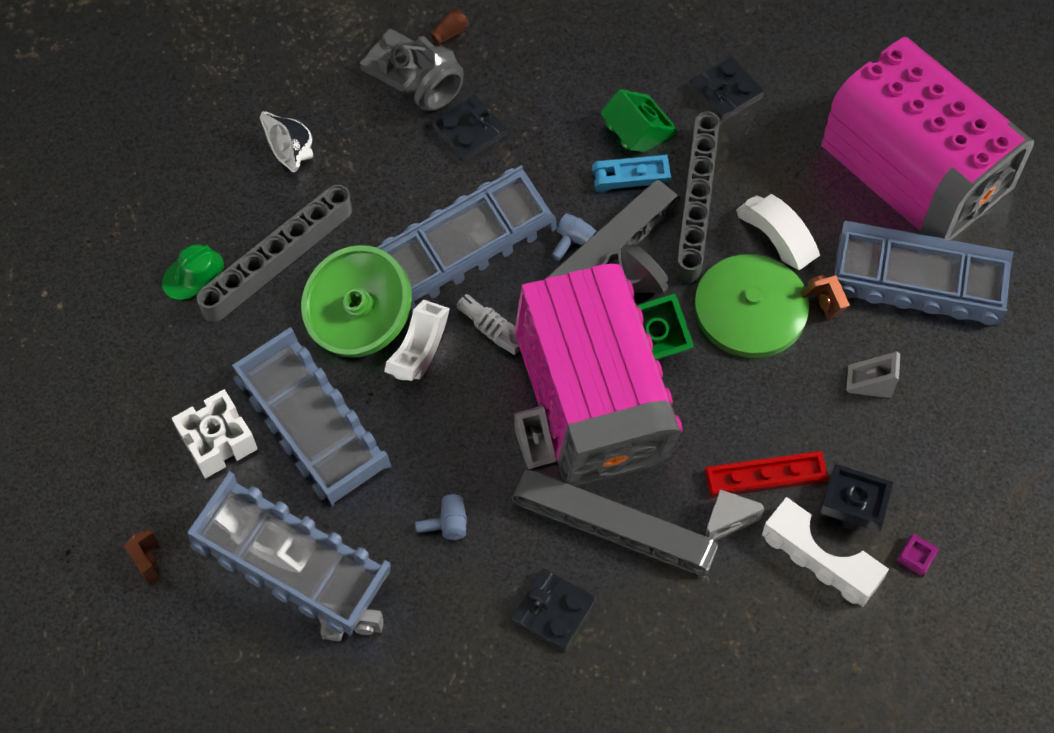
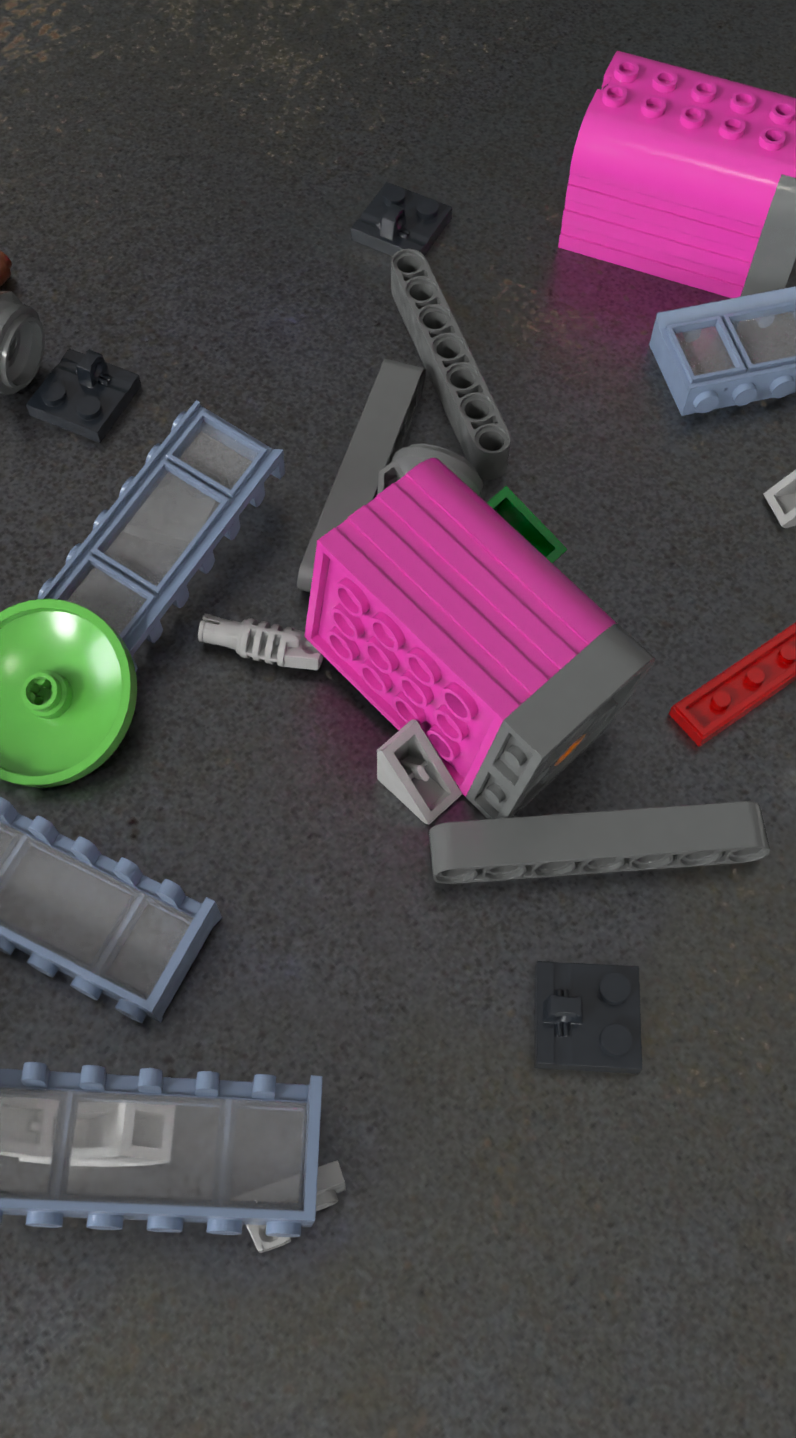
camera: 30 degrees left, 0 degrees up
(419, 343) = (172, 712): white arch -> none
(452, 519) = (363, 956): sand blue piece -> none
(573, 230) = (309, 468): sand blue piece -> none
(630, 172) = (339, 366): dark azure plate -> none
(637, 121) = (311, 300): green slope -> none
(731, 514) = (745, 752): light grey slope -> none
(751, 306) = (597, 471): bright green dish -> none
(783, 227) = (582, 350): white arch -> none
(830, 295) = (691, 413): copper bracket -> none

